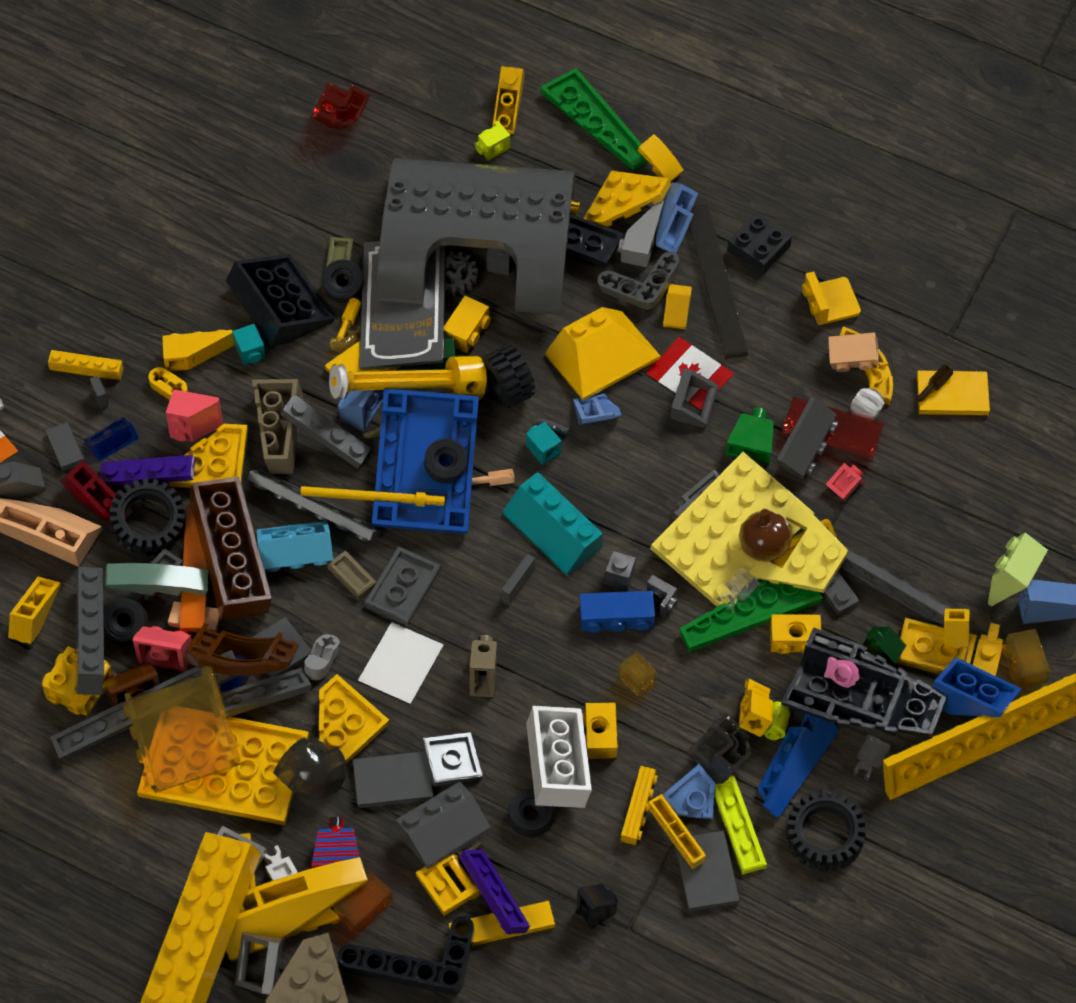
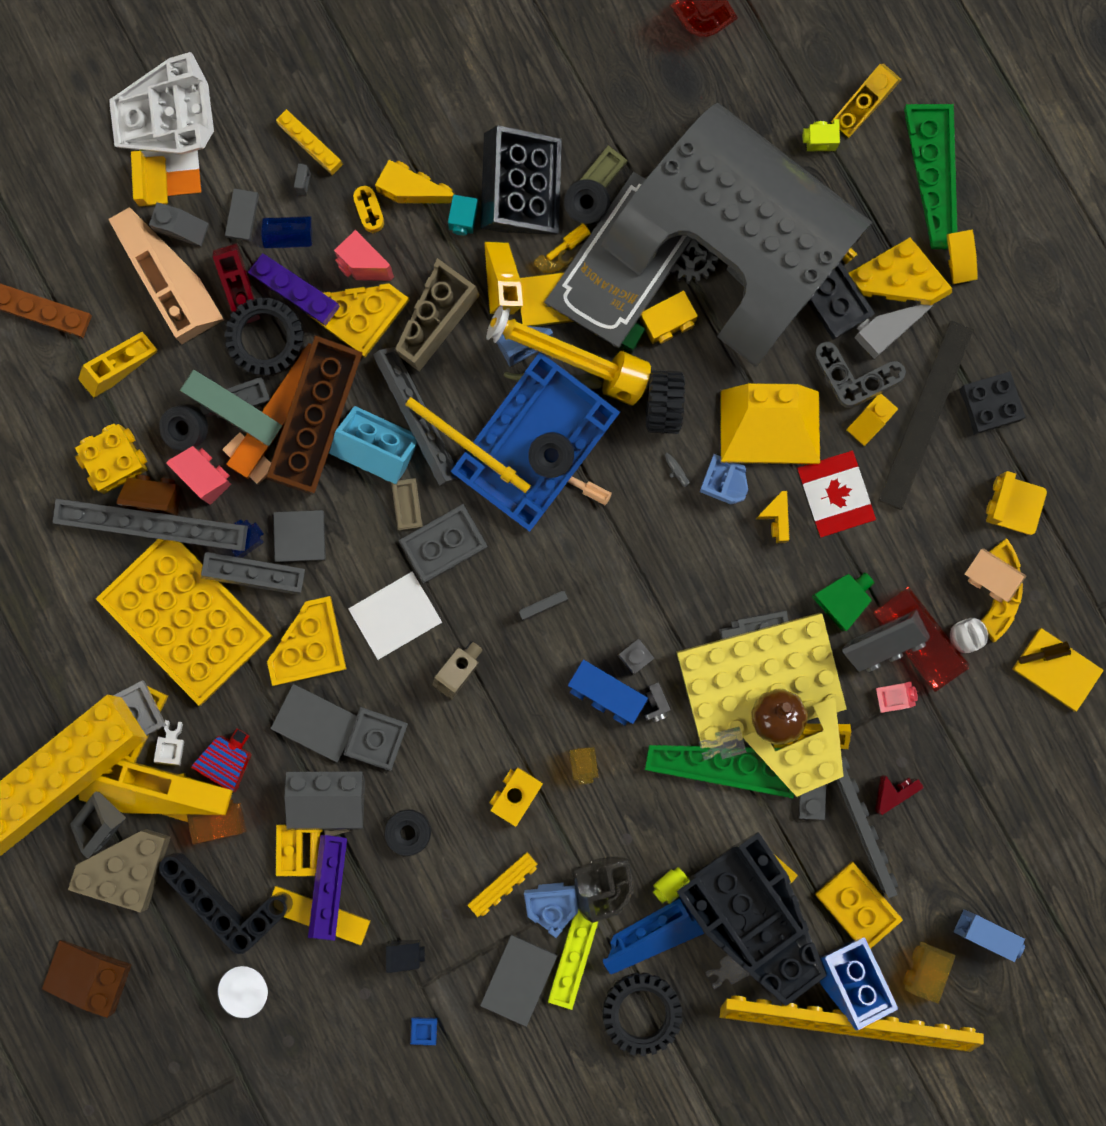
camera: 30 degrees right, 25 degrees up
(89, 631) = (140, 425): dark grey brick -> none
(182, 732) = (159, 572): clear yellow panel -> none
(273, 653) = (242, 496): reddish brown wedge -> none
(312, 369) = (502, 278): none -> yellow slope
(312, 768) = (247, 677): clear smoke brick -> none
(325, 431) = (468, 352): dark grey plate -> none
(326, 647) = (337, 562): light grey piece -> none
(543, 443) = (655, 483): teal brick -> none
(553, 524) = (609, 571): teal slope -> none
(558, 757) = (459, 805): white brick -> none
(656, 408) = (779, 511): none -> yellow slope
(656, 960) = (423, 1031): none -> blue tile
(675, 217) = (932, 328): medium blue slope -> none
(676, 831) = (514, 936): yellow piece -> none
(681, 414) = (812, 514): dark grey tile -> none
(756, 708) = (660, 867): yellow piece -> none
(784, 625) = (736, 803): yellow brick -> none
(842, 672) = (753, 890): bright pink animal -> none
(885, 643) = (812, 880): dark green brick -> none
(896, 550) = (889, 797): none -> dark red slope
(956, 628) = (885, 911): yellow brick -> none
(989, 650) = (898, 944): yellow hinge -> none
(1015, 567) = (977, 899): yellowish green slope -> none

